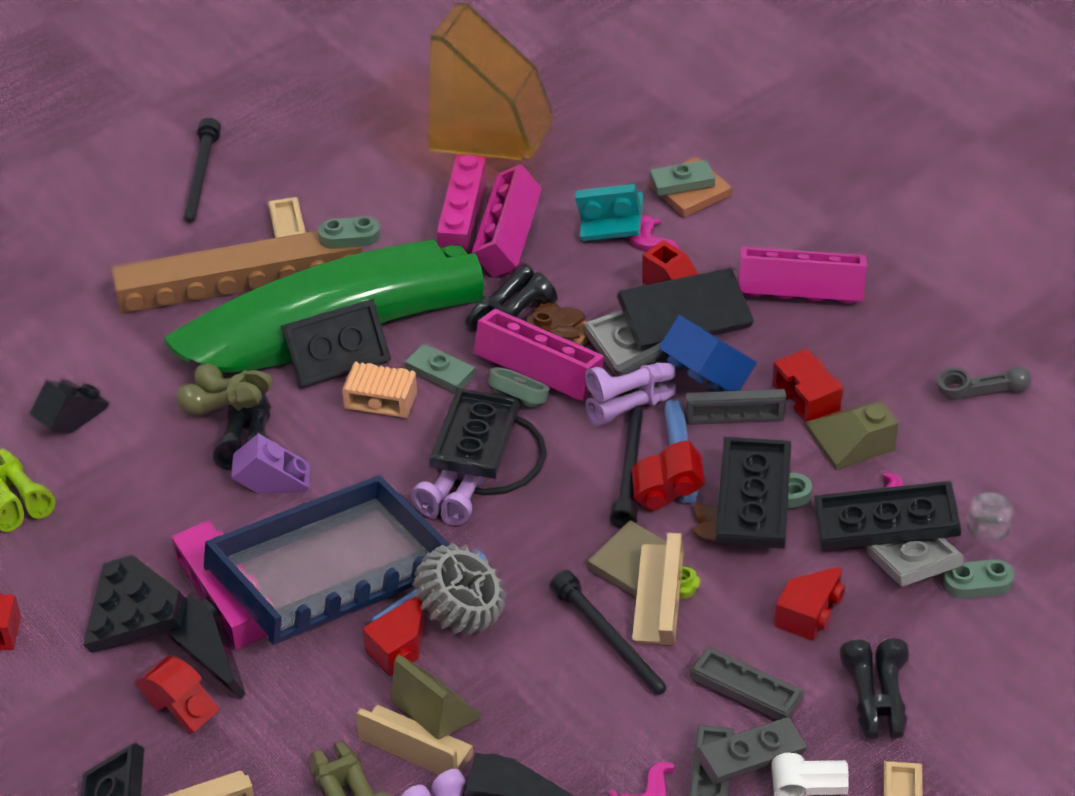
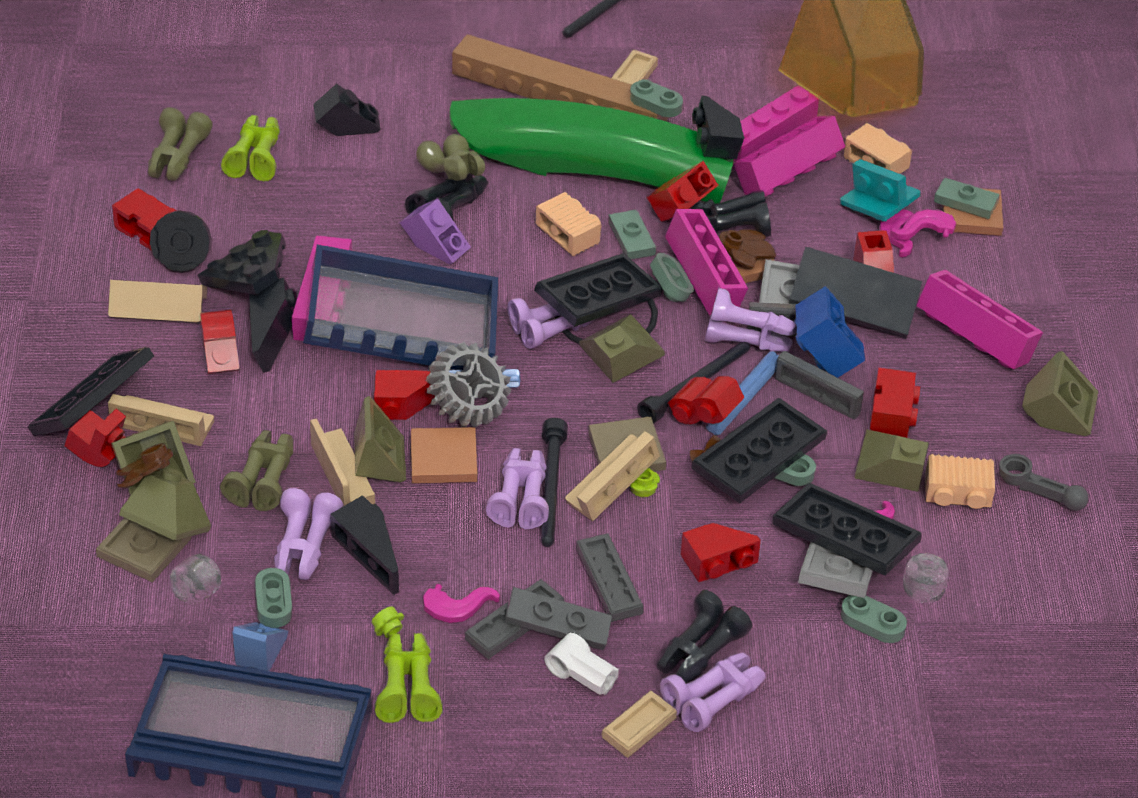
camera: 35 degrees right, 0 degrees up
(42, 620) = (180, 240): none -> black tile
(70, 694) = (156, 300): none -> tan panel
(334, 340) = (568, 167): black tile -> none
(442, 229) = (717, 130): none -> black slope
(453, 305) = (682, 191): none -> red slope
(490, 669) = (443, 455): none -> nougat tile
(539, 475) = (621, 348): none -> olive slope
(564, 176) = (877, 148): none -> light nougat brick
(598, 680) = (516, 473): none -> lavender piece
(671, 212) = (933, 219): none -> dark pink piece
(924, 304) = (1061, 397): none -> olive slope
(927, 420) = (959, 481): none -> light nougat brick
(928, 706) = (728, 673): none -> lavender piece

